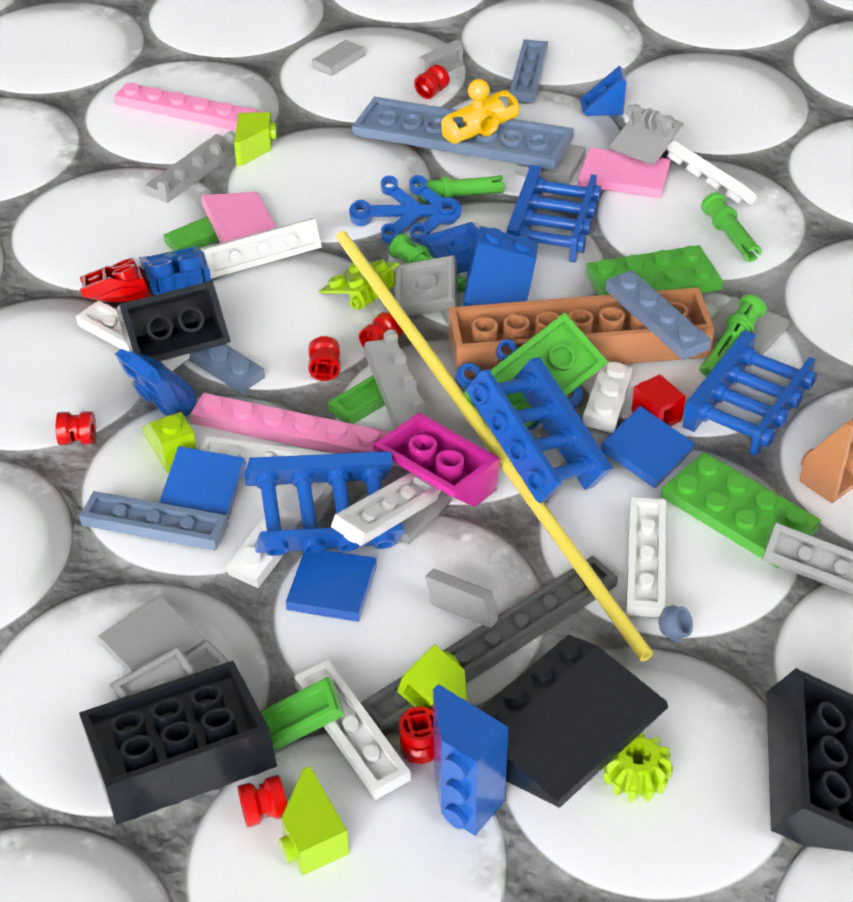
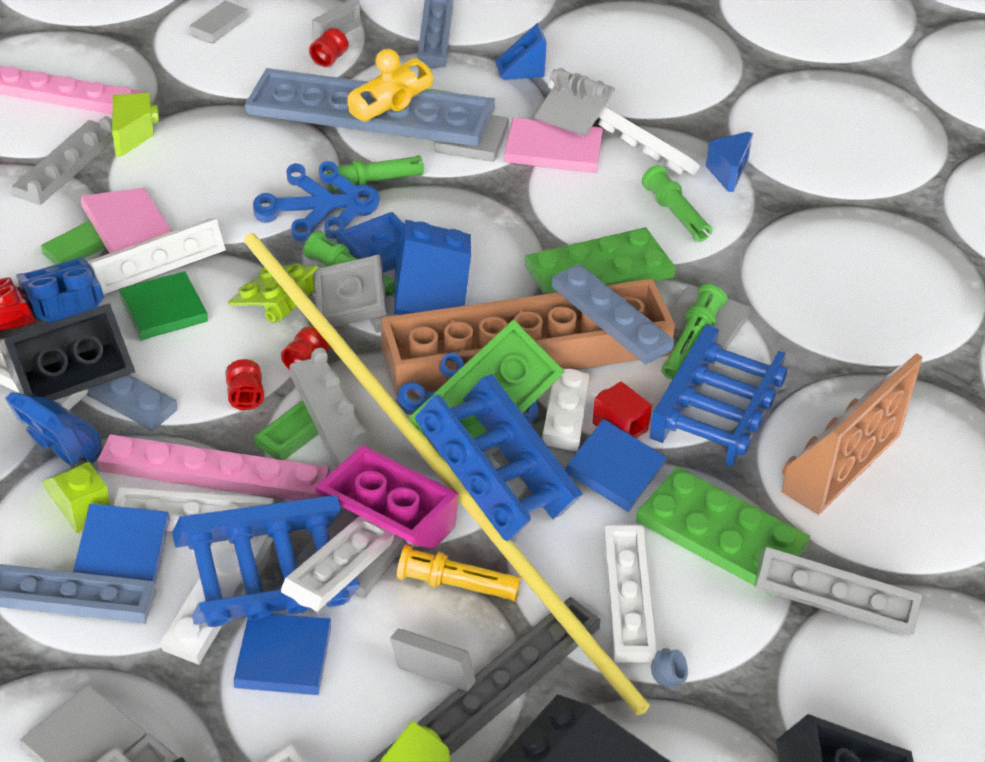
camera: 10 degrees left, 0 degrees up
(262, 289) = (163, 305): none -> green tile
(478, 524) = (439, 570): none -> yellow pin
(530, 200) = (455, 184): blue fence -> none
(784, 190) = (728, 158): none -> blue slope

